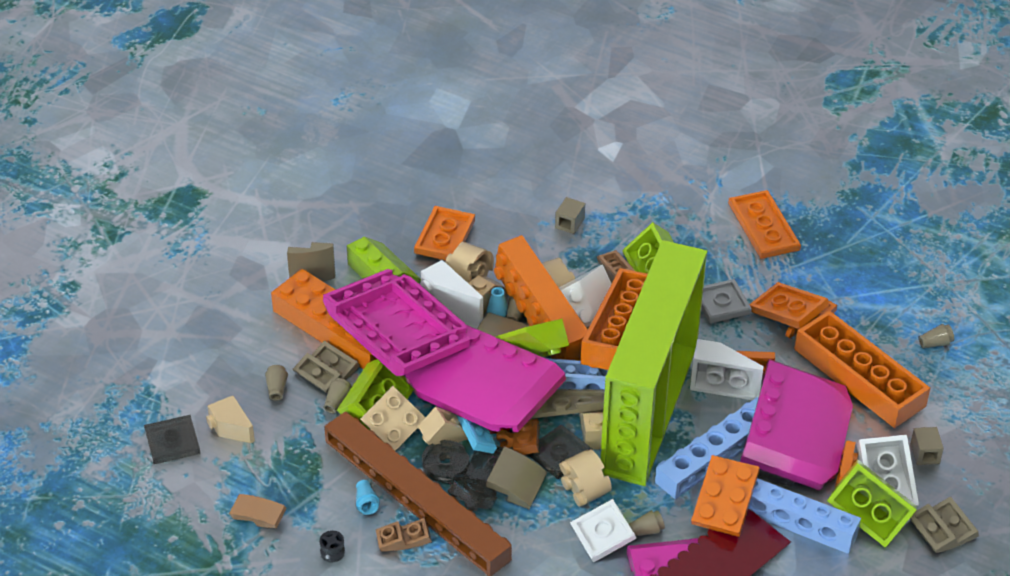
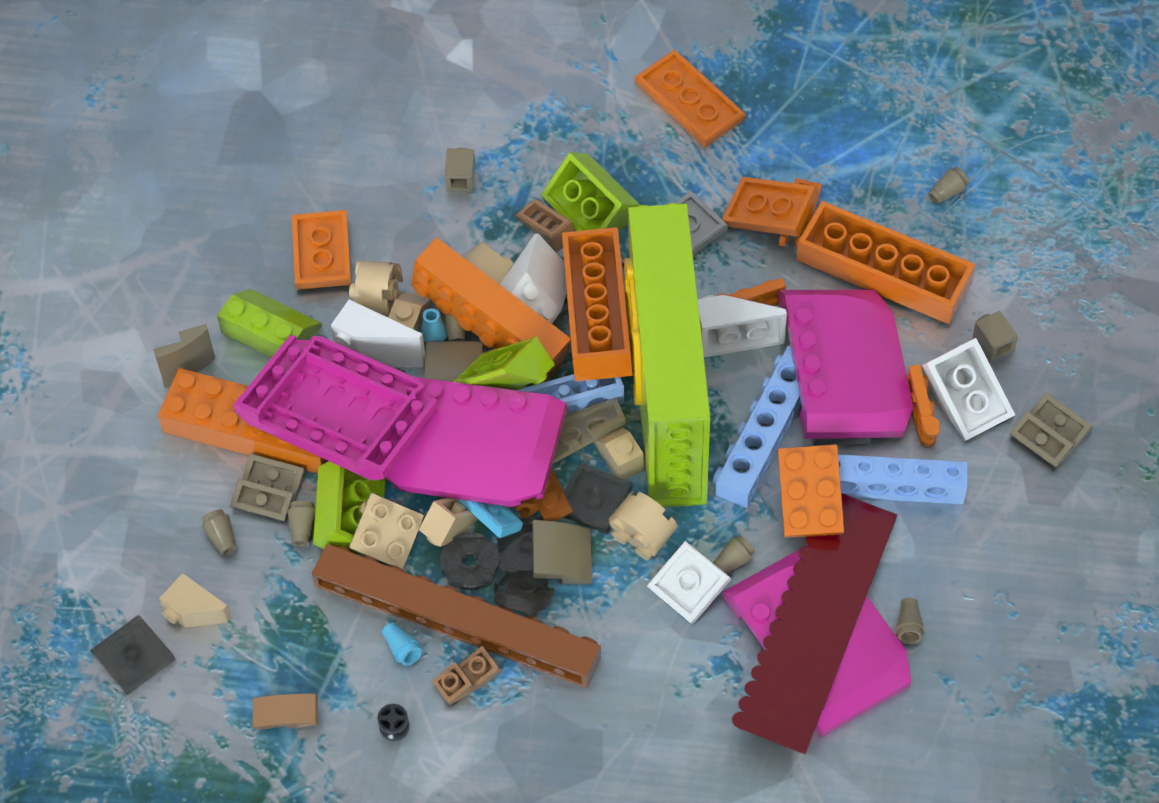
camera: 20 degrees left, 15 degrees up
(873, 500) = (971, 435): lime slope -> none

